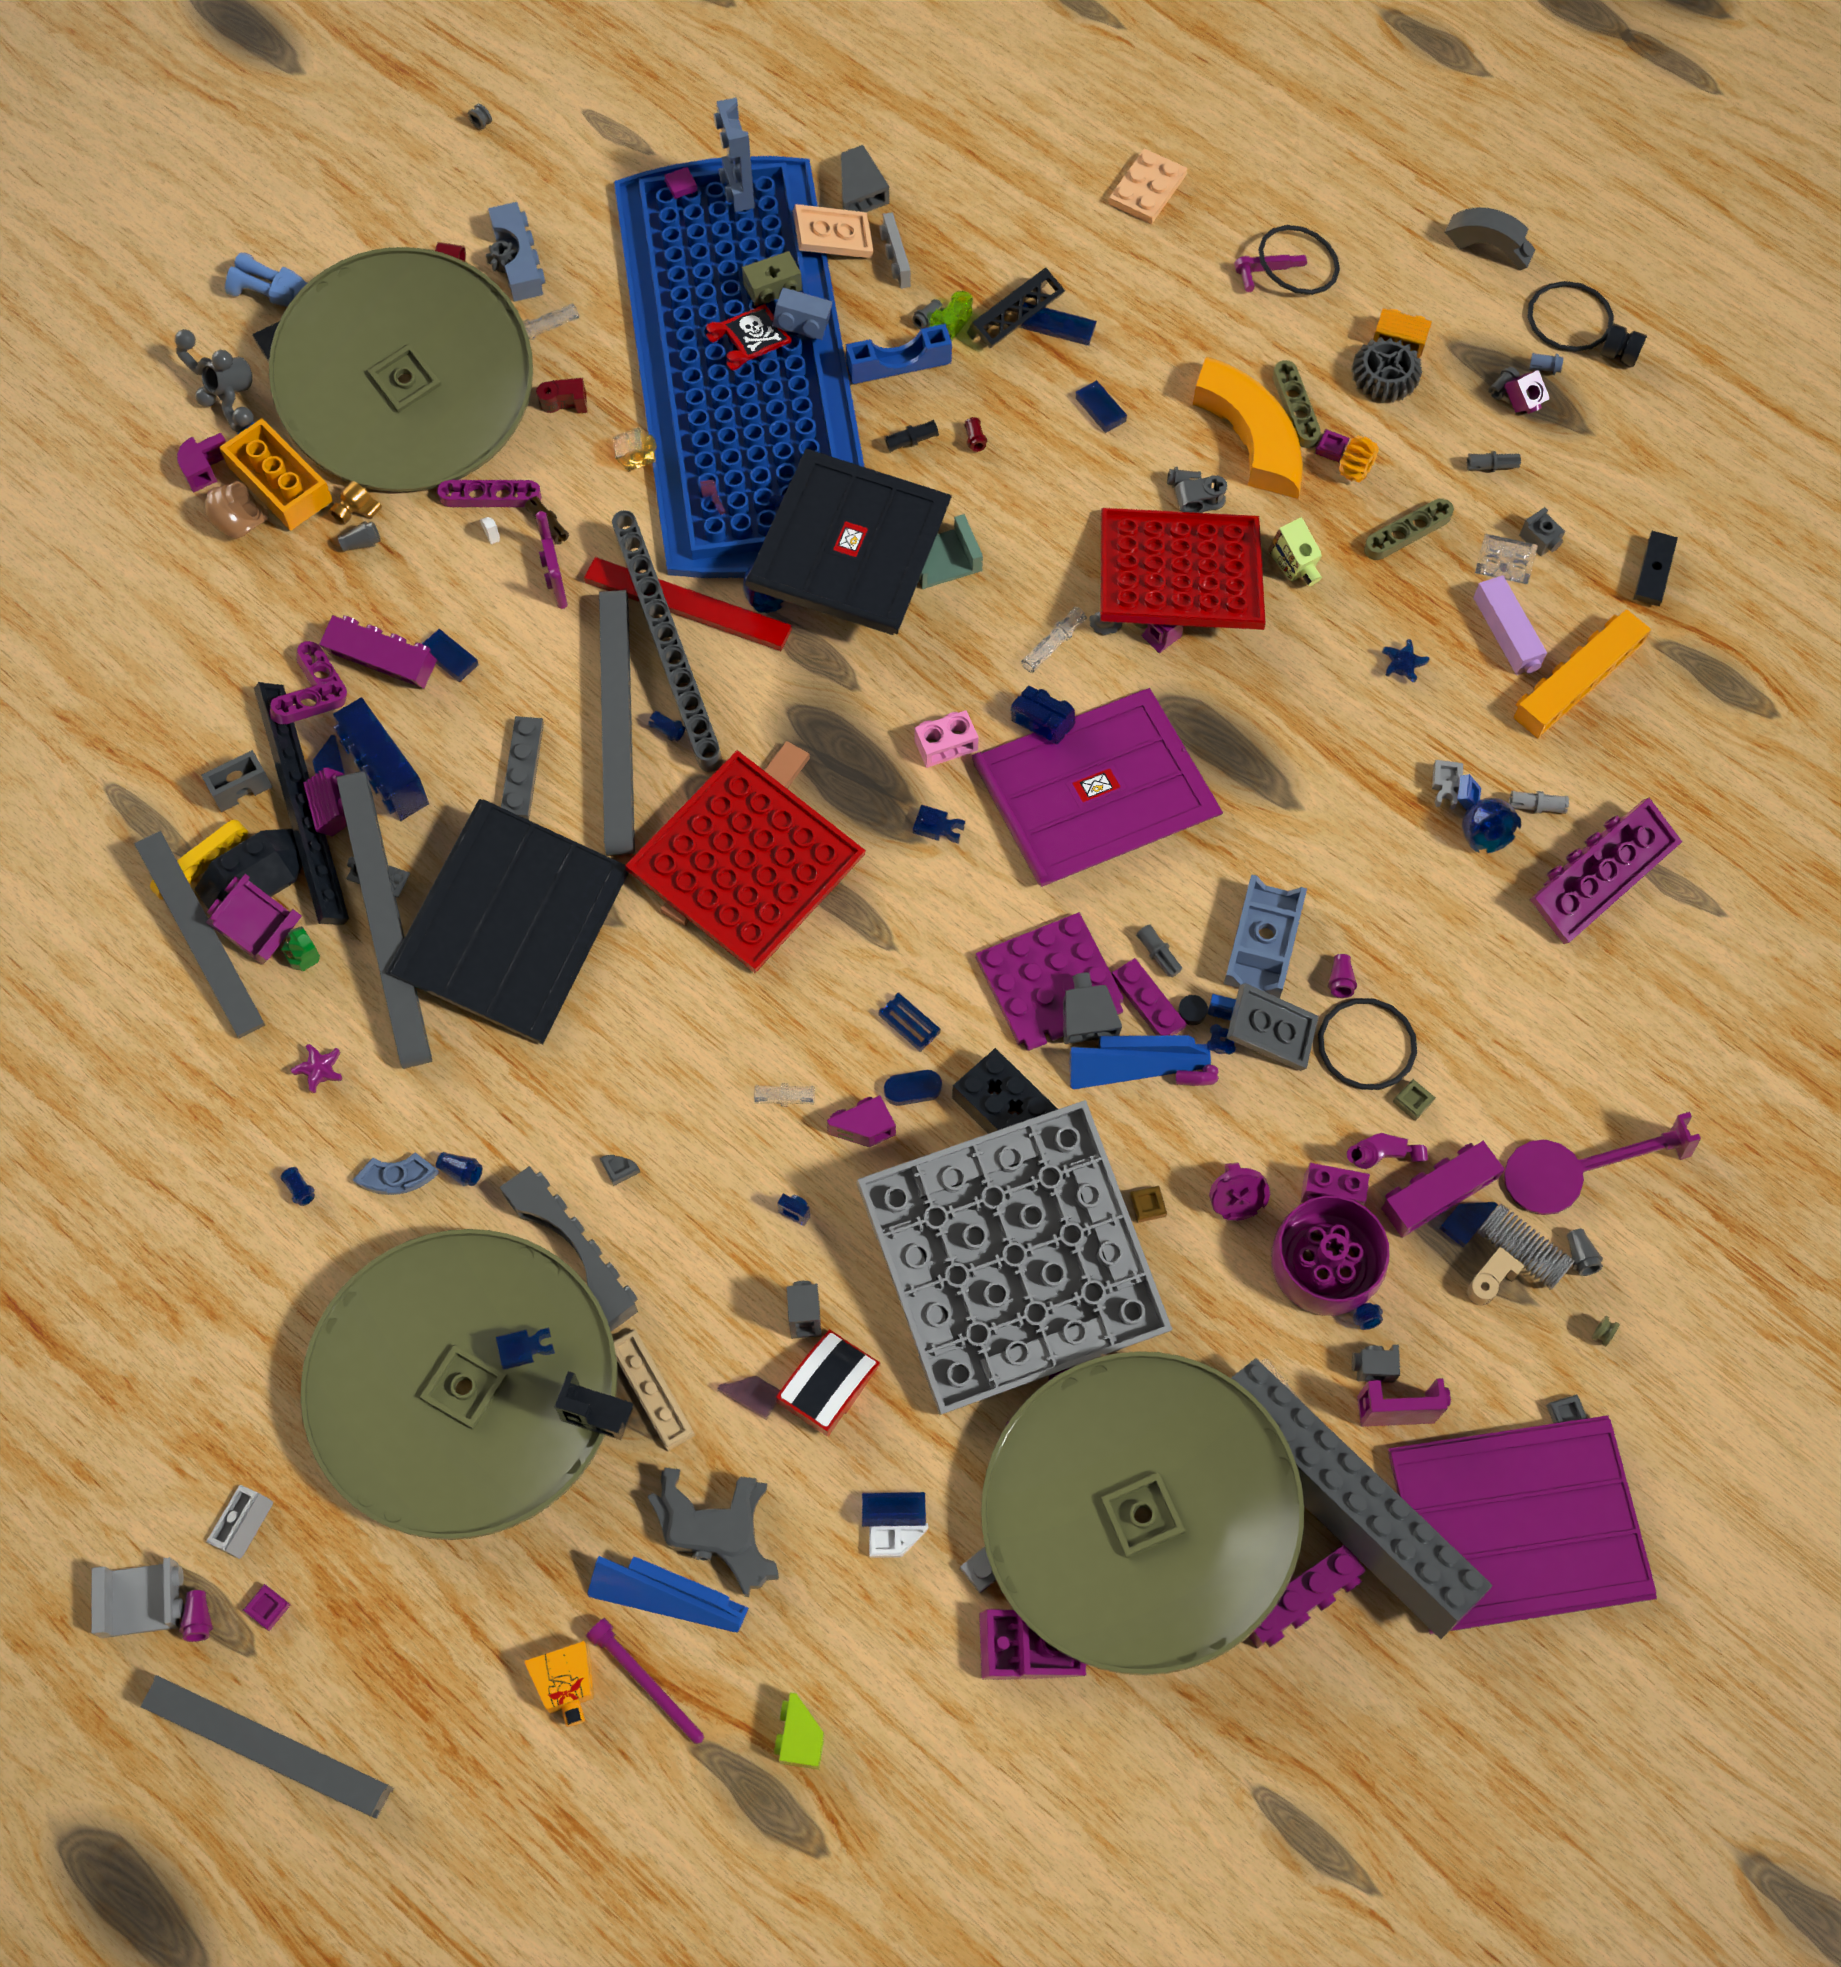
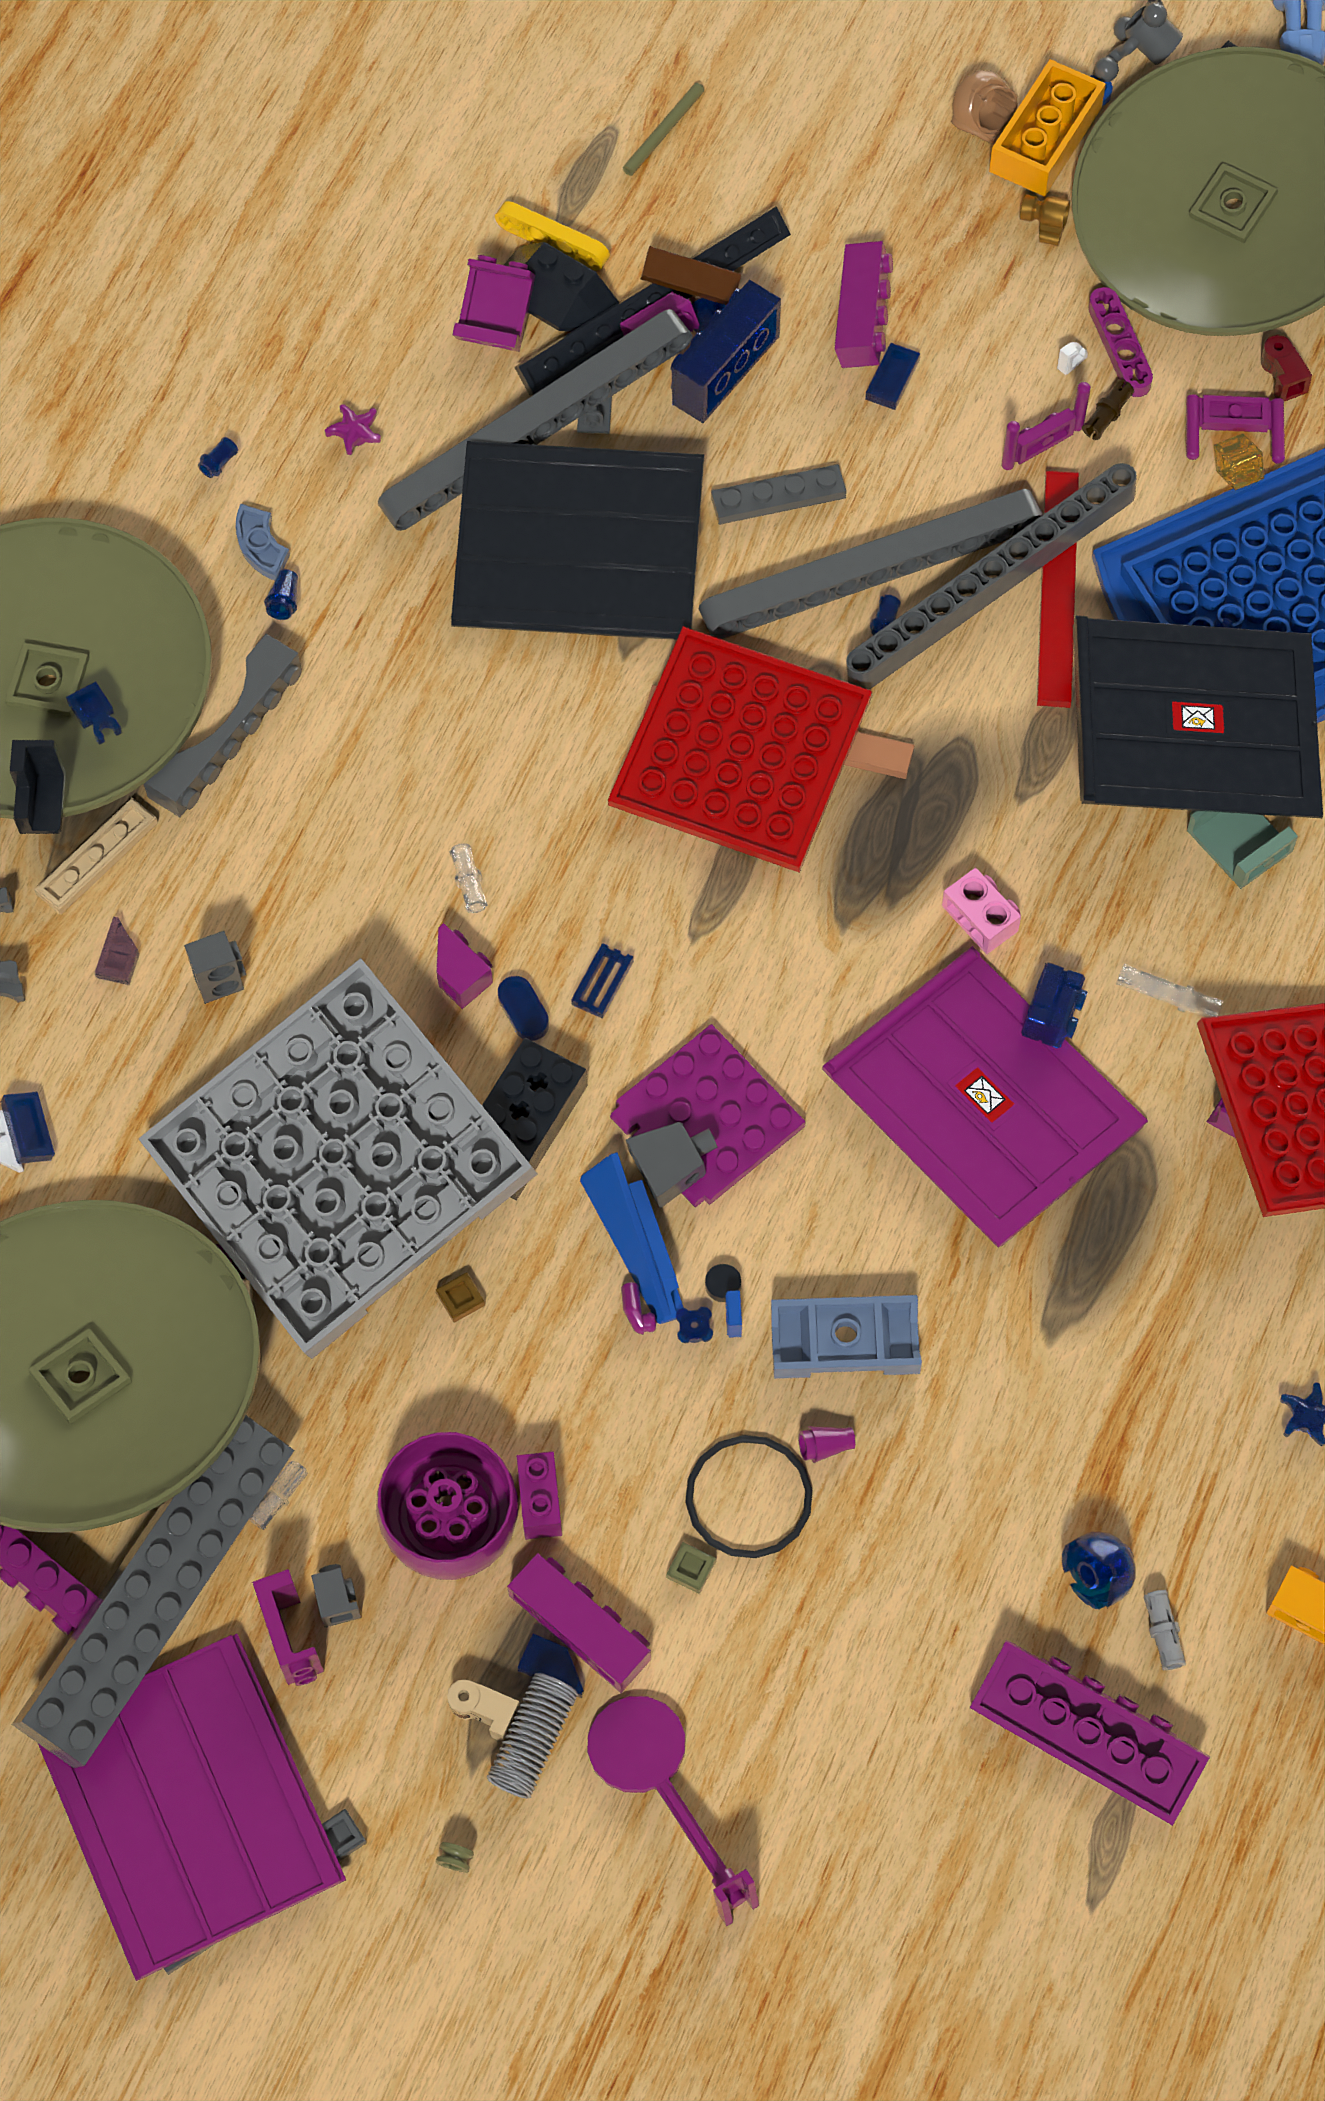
camera: 75 degrees right, 0 degrees up
(131, 747) = (663, 129): none -> olive piece
(196, 460) = (1032, 50): magenta brick -> none
(199, 935) = (452, 274): dark grey tile -> none
(252, 780) = (637, 227): dark grey brick -> none
(296, 763) = (689, 276): none -> reddish brown tile
(300, 950) = (480, 363): green rock -> none
(318, 692) = (798, 270): magenta beam -> none
(361, 536) = (1007, 239): dark grey cone -> none
(589, 440) = (1235, 414): none -> magenta plate
(619, 1168) = (332, 745): dark grey tile -> none
(708, 488) = (1211, 554): clear pink hand -> none
(794, 1208) = (335, 927): clear blue plate -> none
(827, 1382) = (148, 1019): slope -> none
(934, 823) = (867, 935): clear blue plate -> none
(1148, 999) = (719, 1230): magenta plate -> none
(1159, 951) = (786, 1224): dark grey axle -> none
(1239, 1193) = (496, 1384): magenta tile -> none
(1272, 1027) = (721, 1371): dark grey plate -> none
(1368, 1316) = (390, 1572): clear blue plate -> none
(1380, 1146) = (607, 1533): magenta arm -> none
(1446, 779) = (1152, 1505): light grey plate -> none
(1469, 791) = (1141, 1535): blue tile -> none
(1584, 1253) = (548, 1811): dark grey cone -> none

